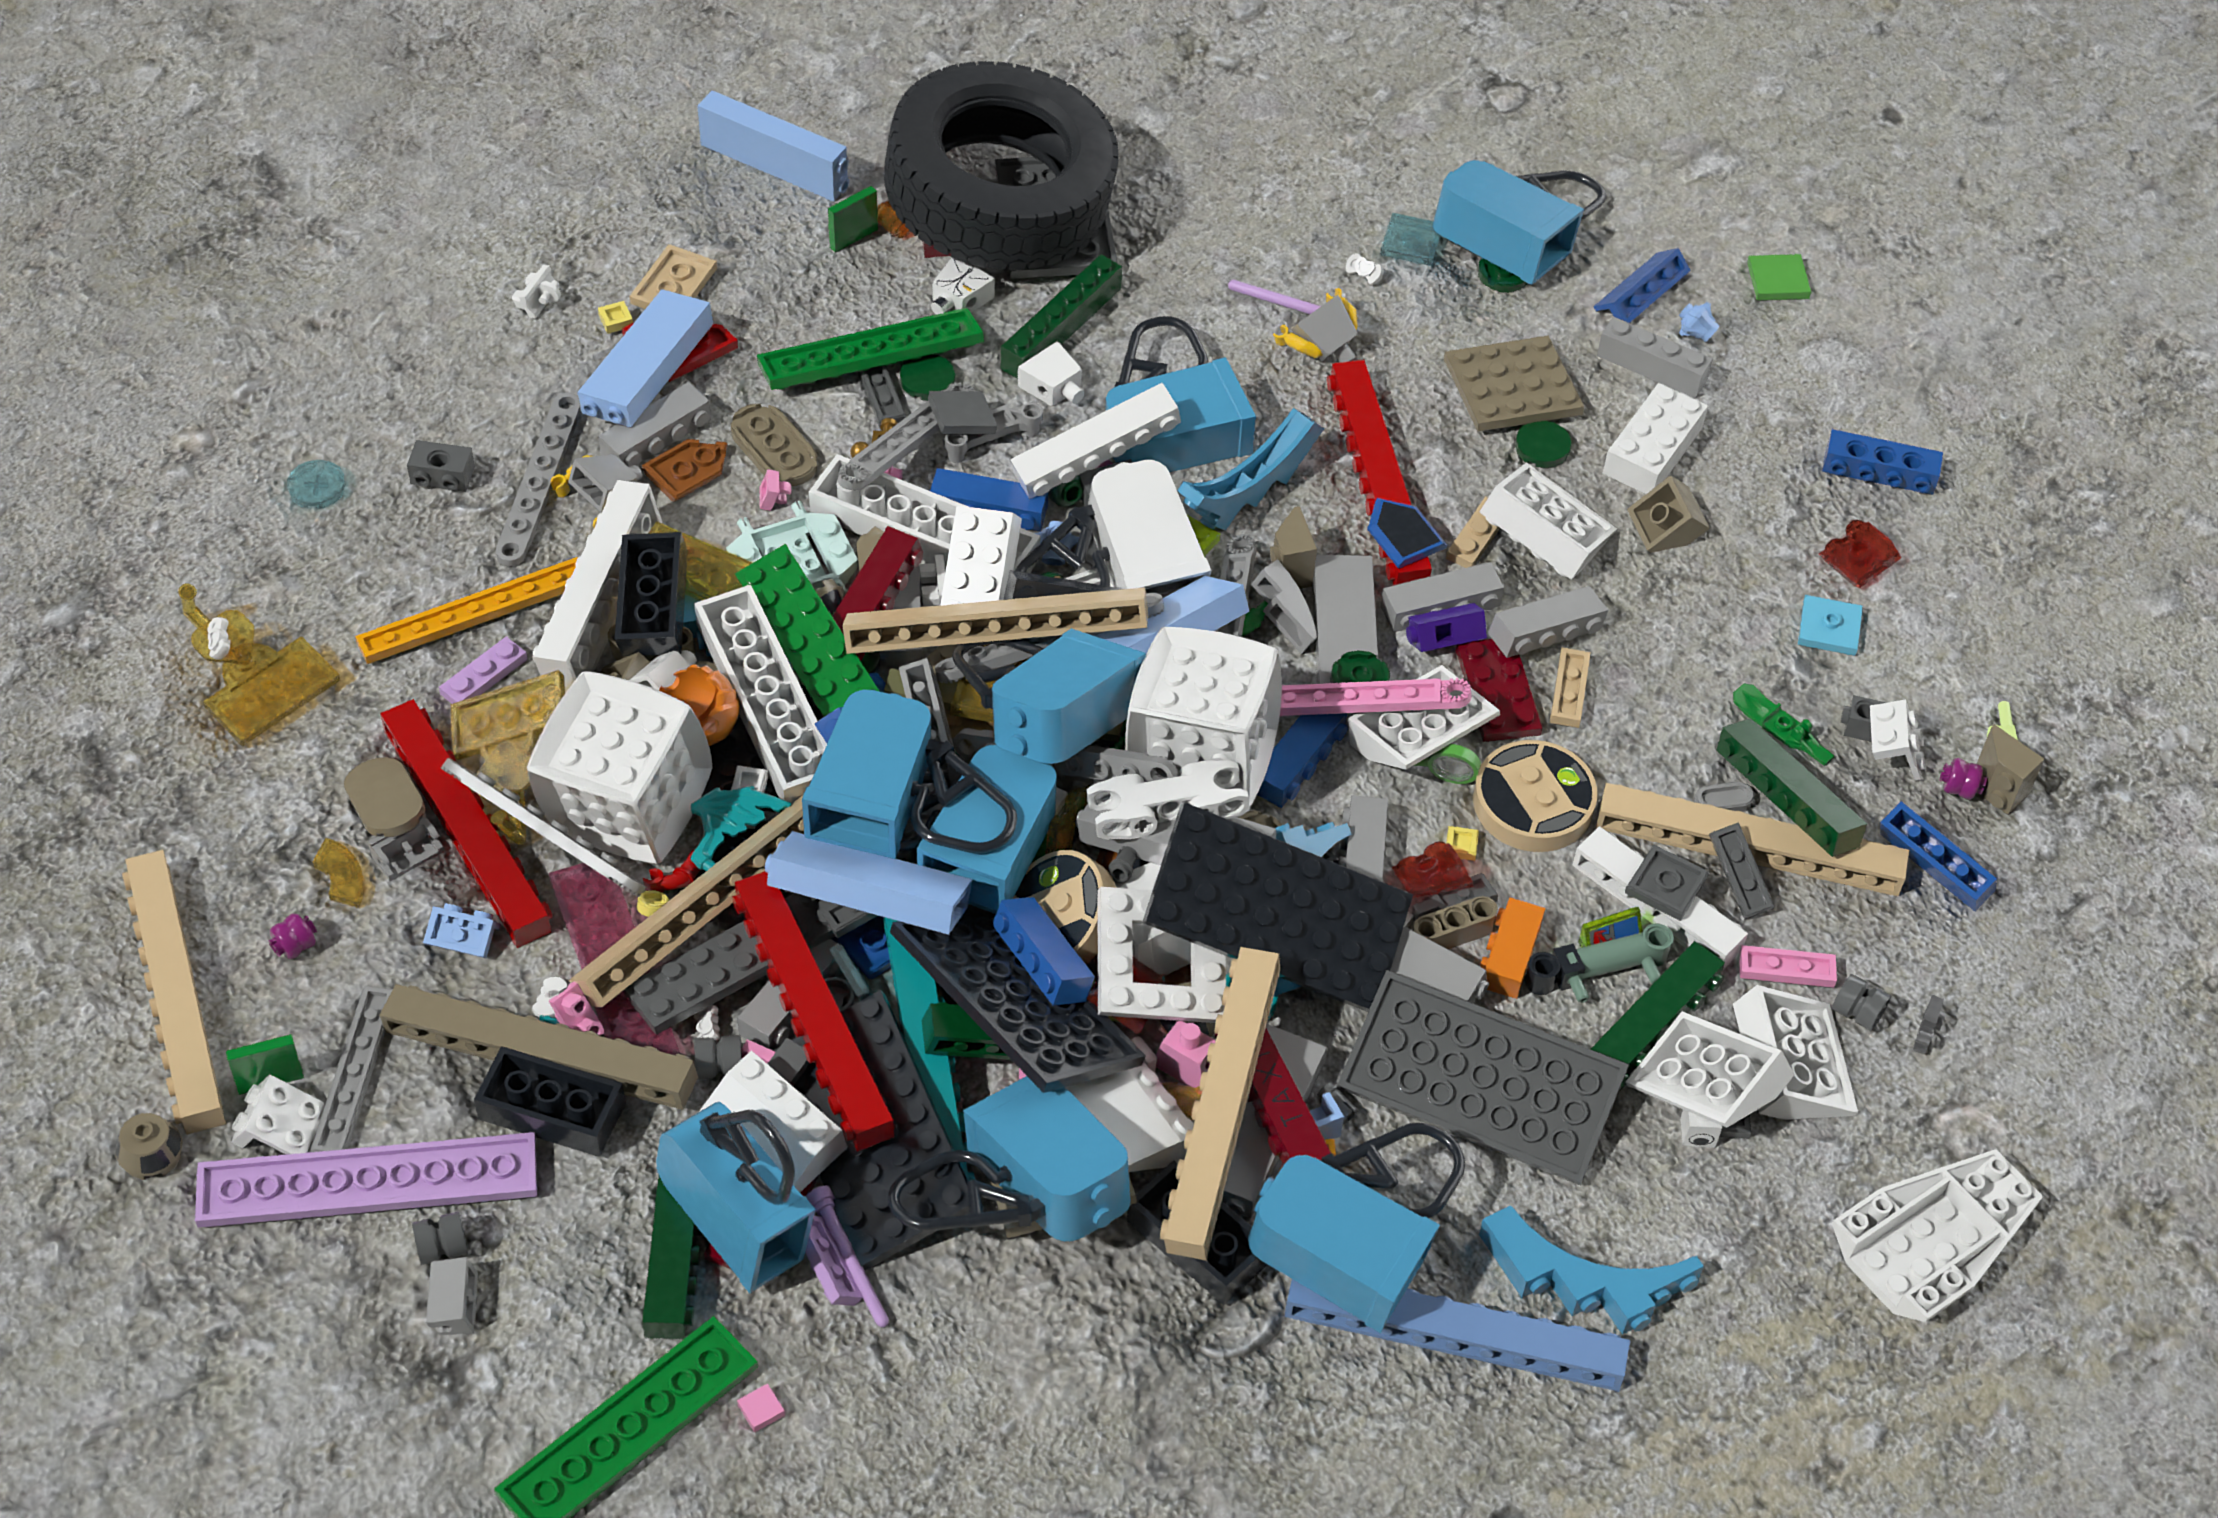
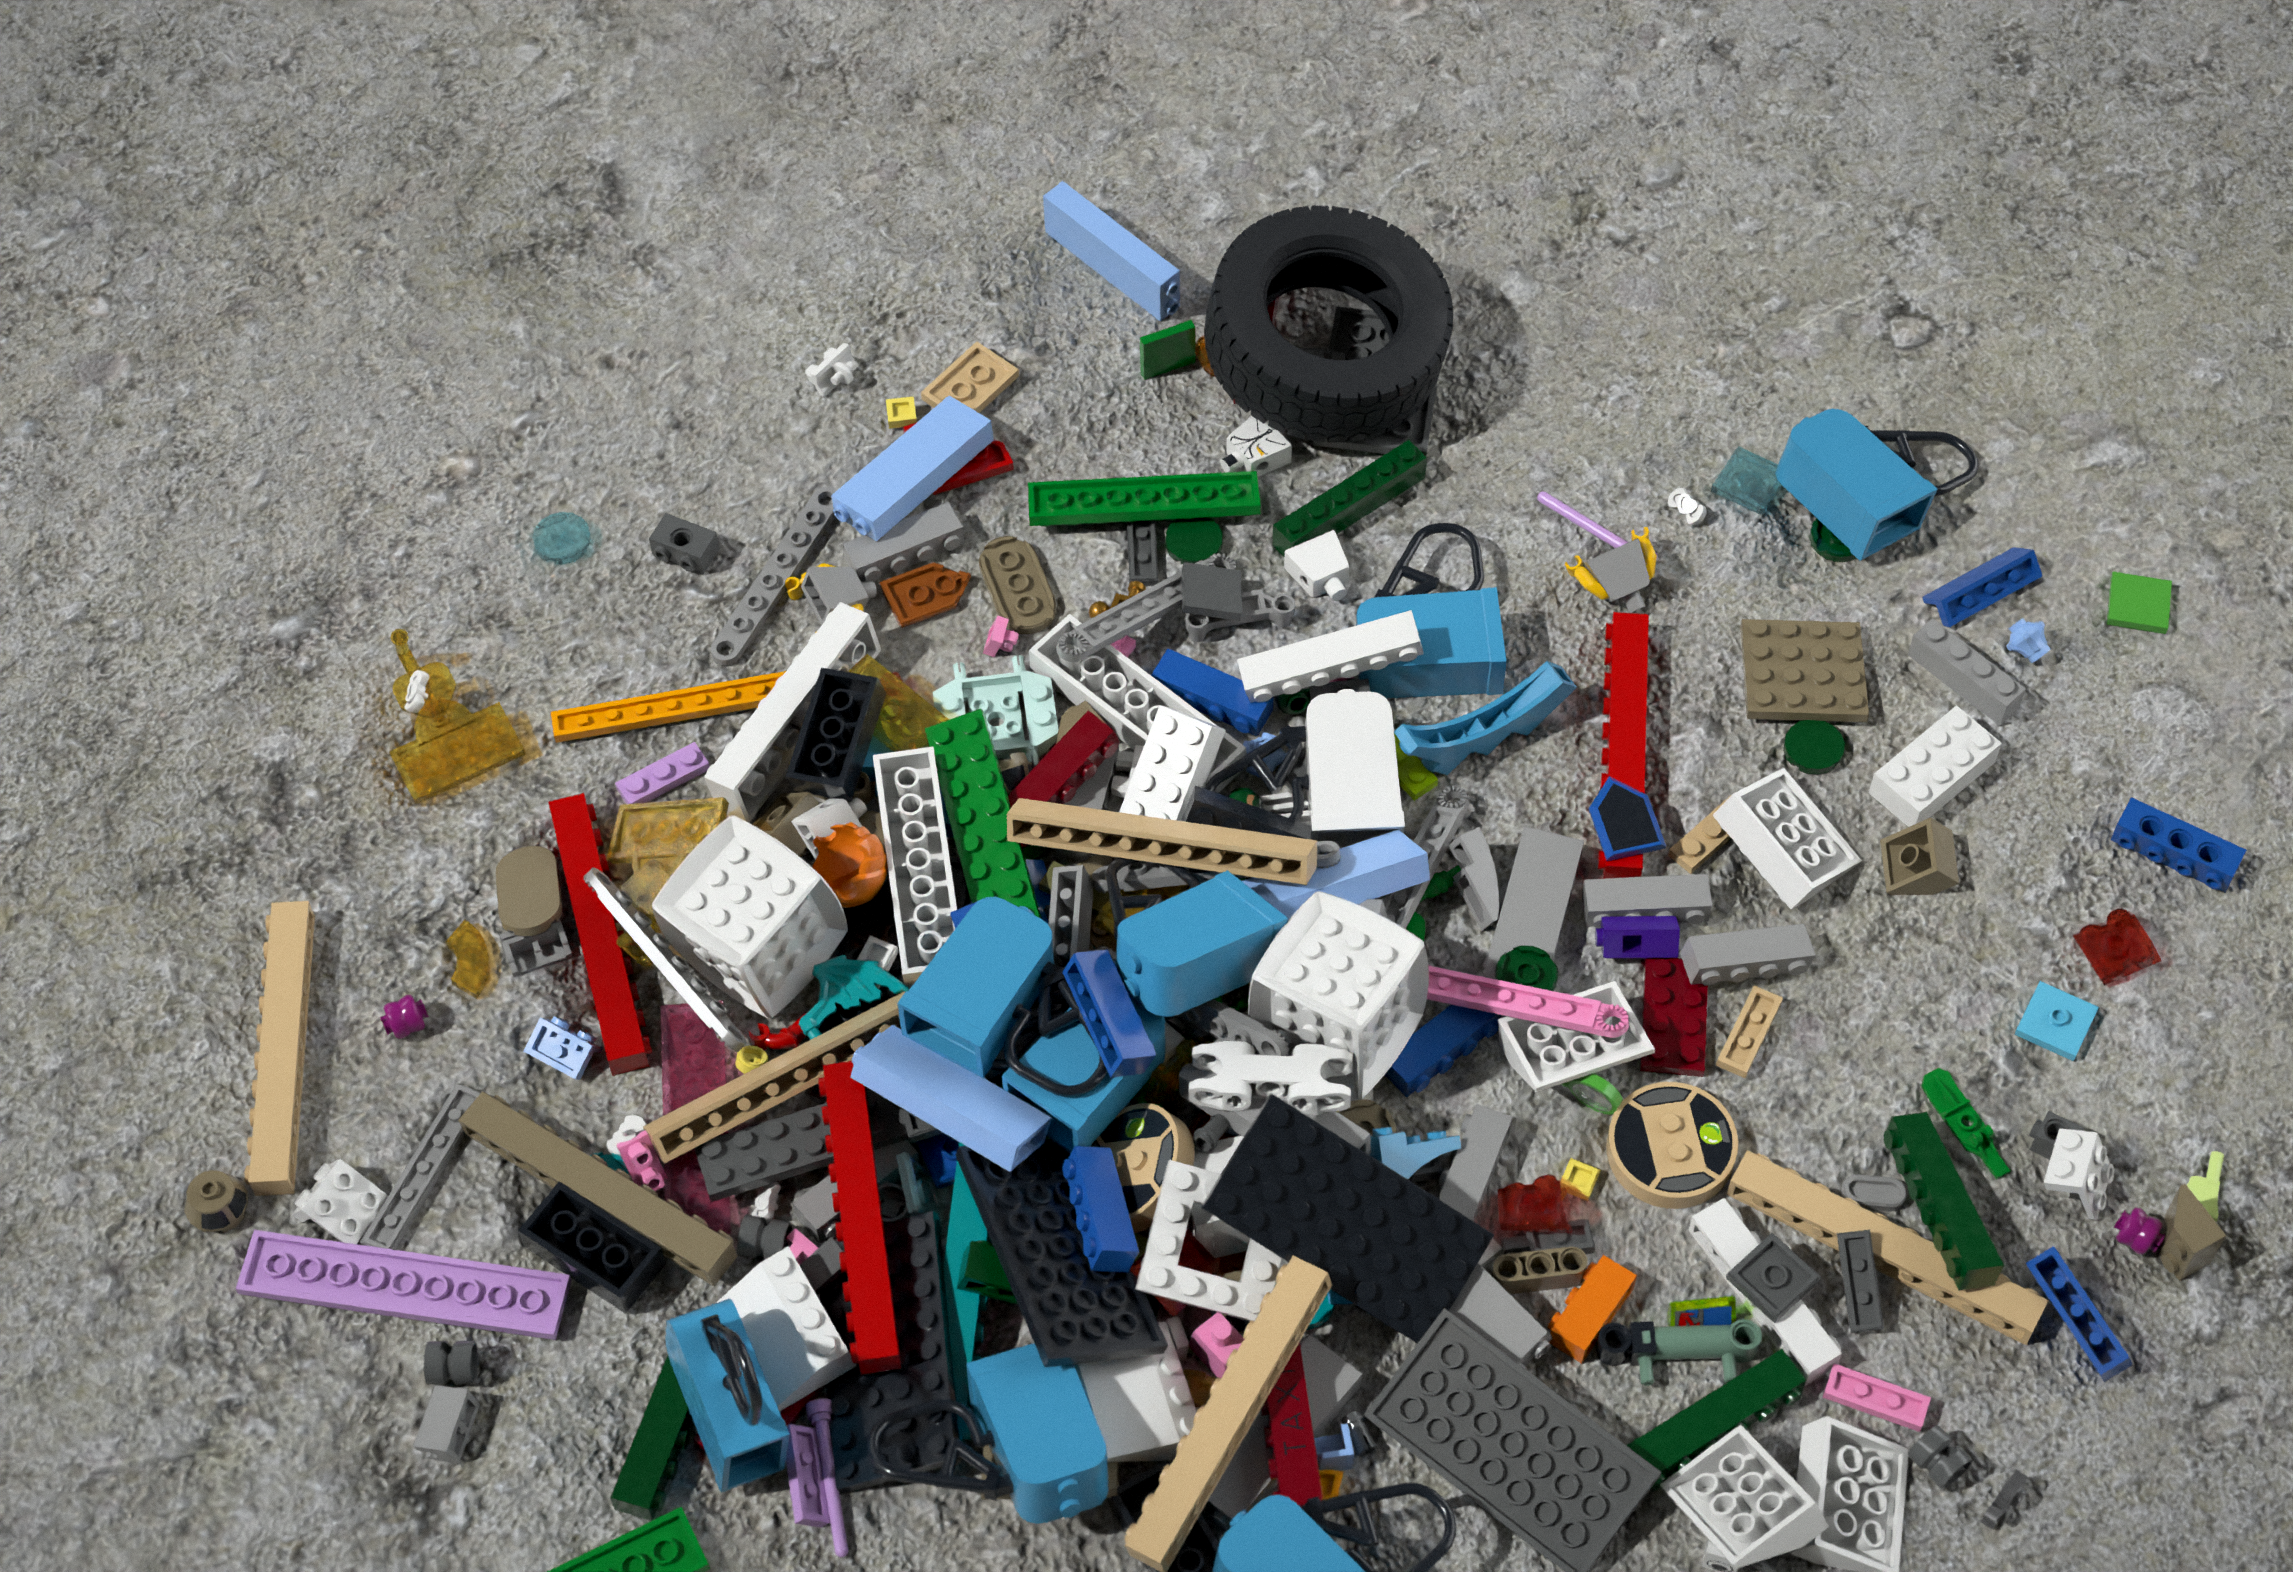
camera: 20 degrees right, 5 degrees up
(259, 1060) = (348, 1143): green tile -> none
(1004, 770) = (1109, 1013): none -> blue brick
(1295, 548) = (1502, 818): dark tan slope -> none

